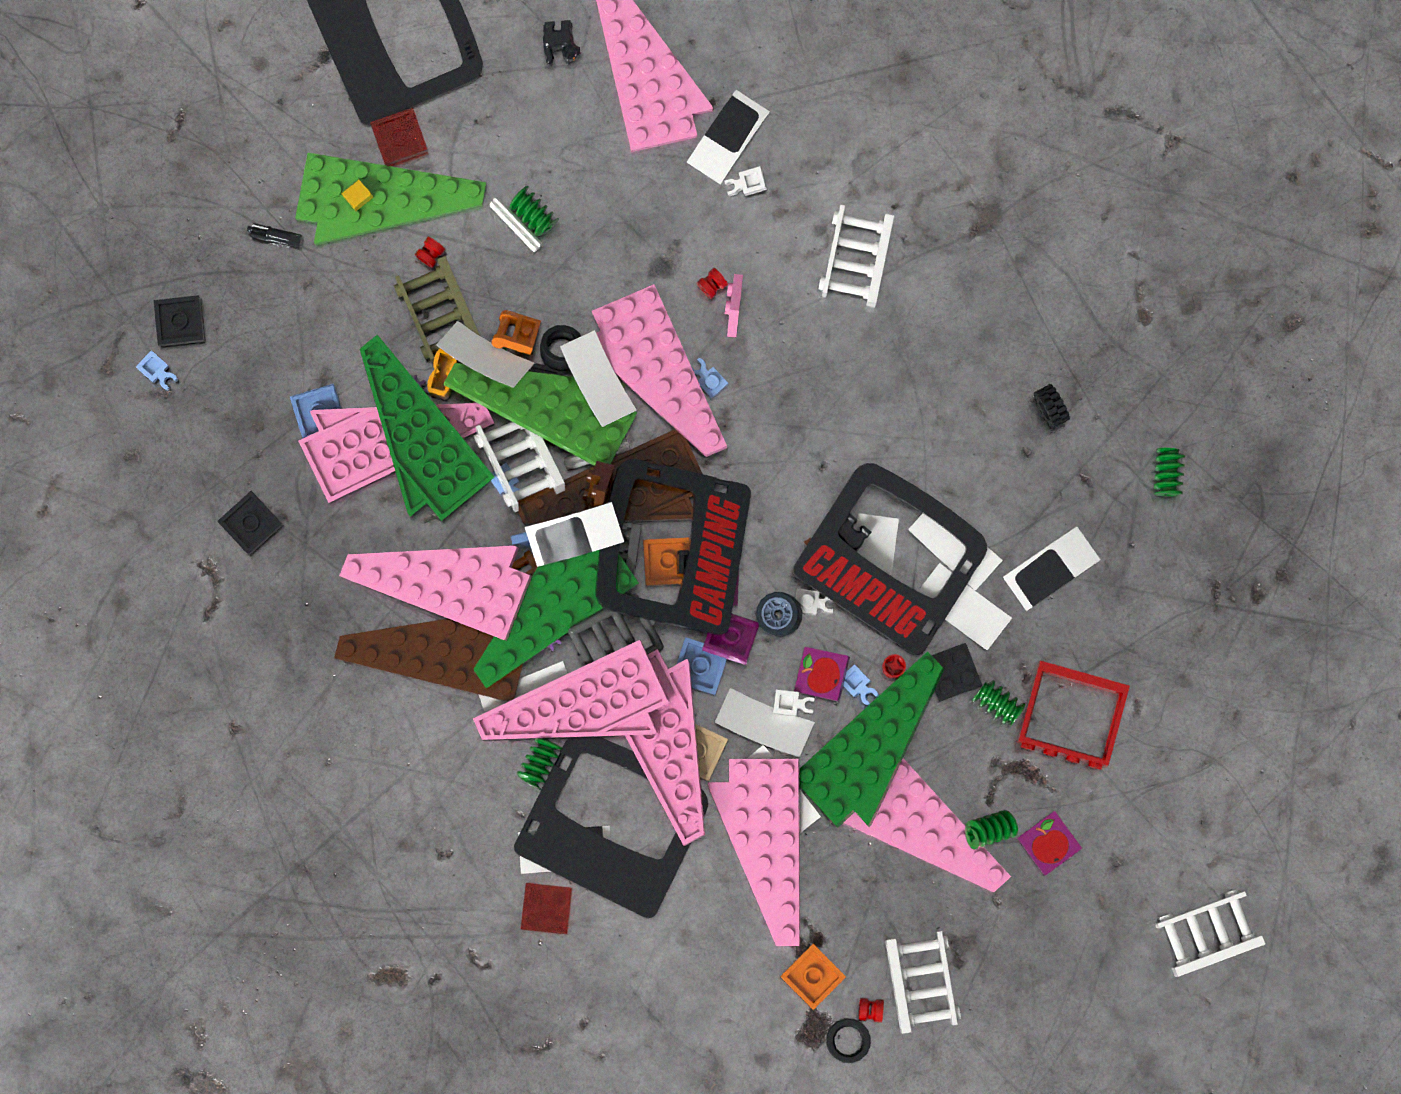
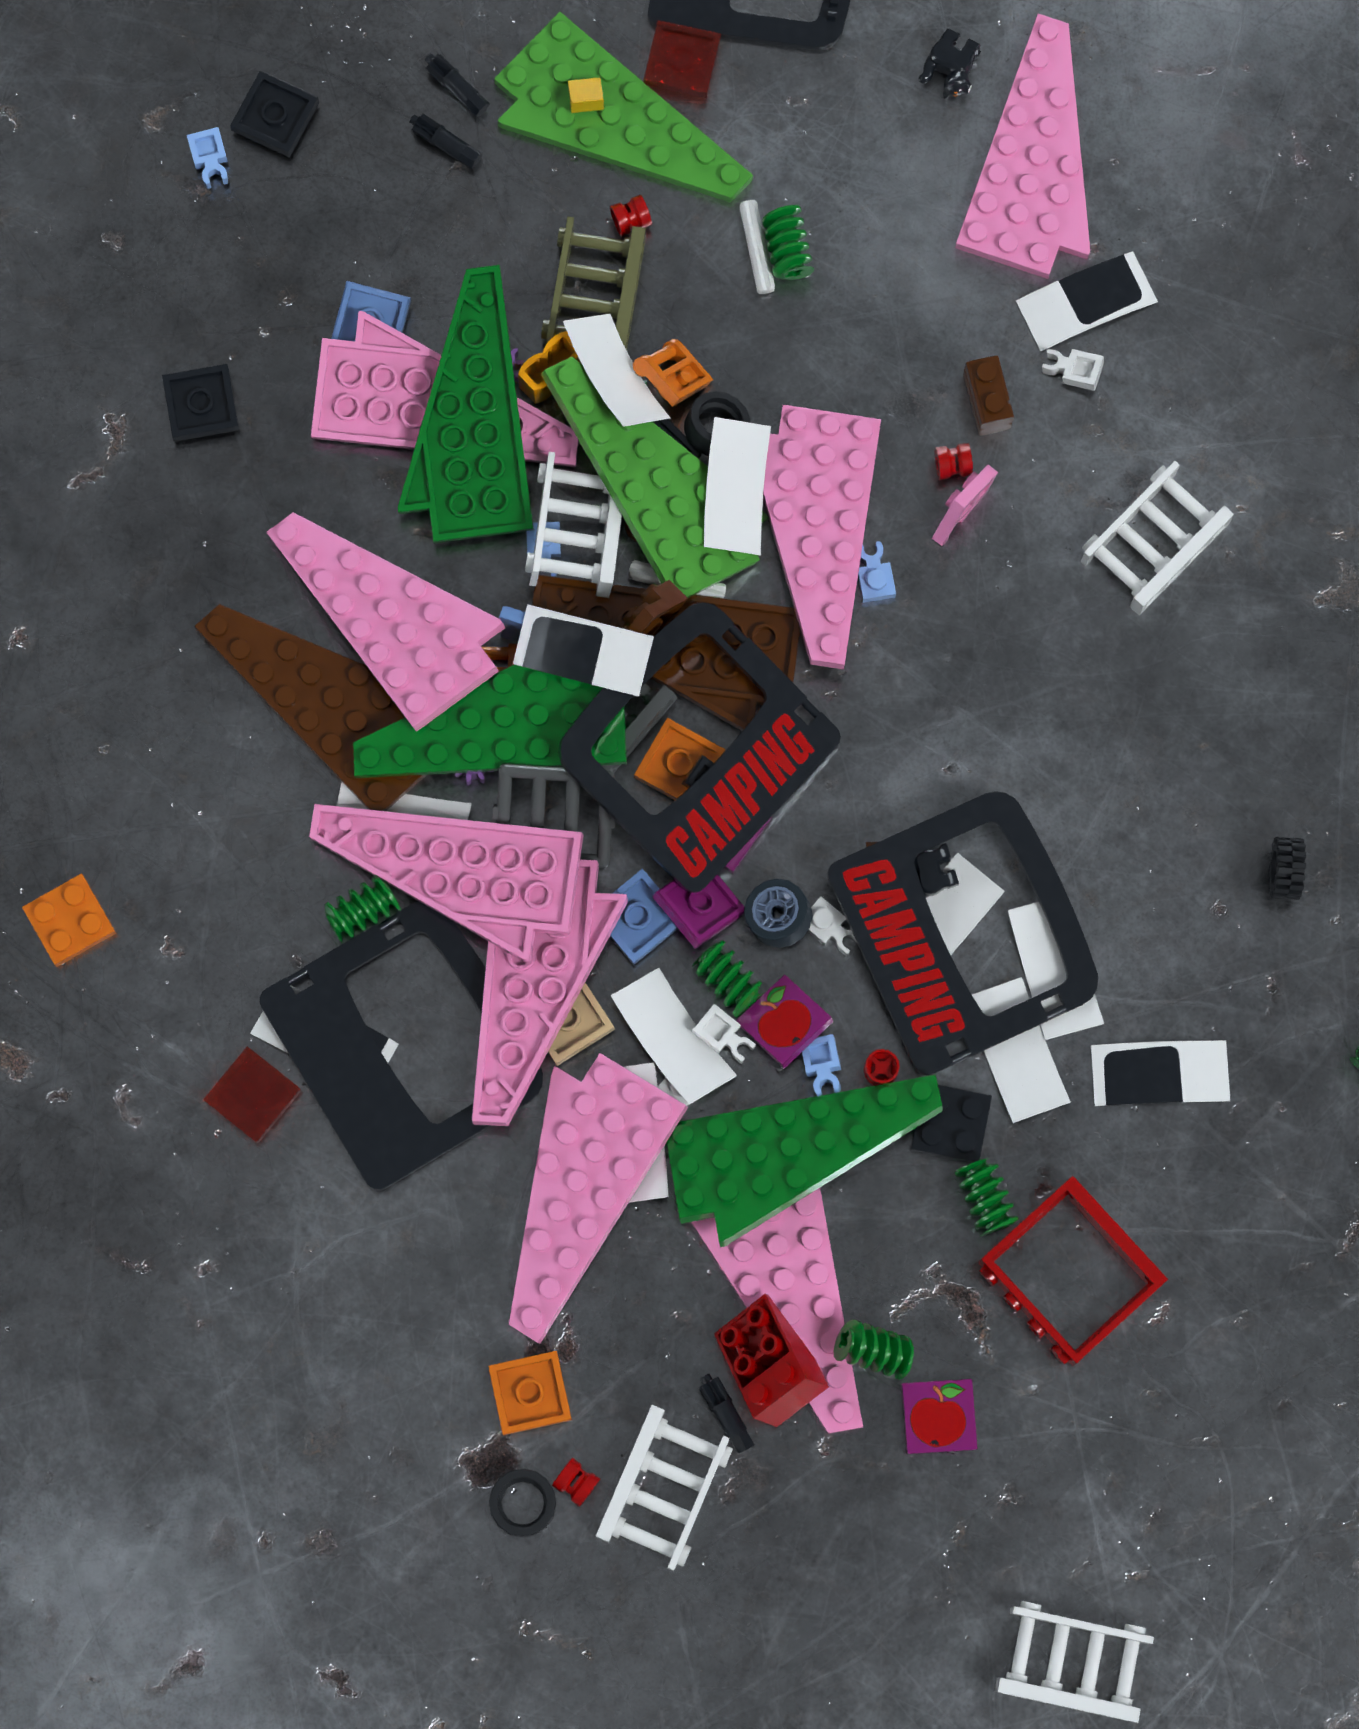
camera: 30 degrees right, 5 degrees down
(290, 273) = (445, 140): none -> black piece
(374, 875) = (69, 920): none -> orange plate
(707, 231) = (988, 395): none -> reddish brown brick
(774, 669) = (728, 978): none -> green piece
(929, 917) = (725, 1412): none -> black piece
(936, 874) = (770, 1362): none -> red slope

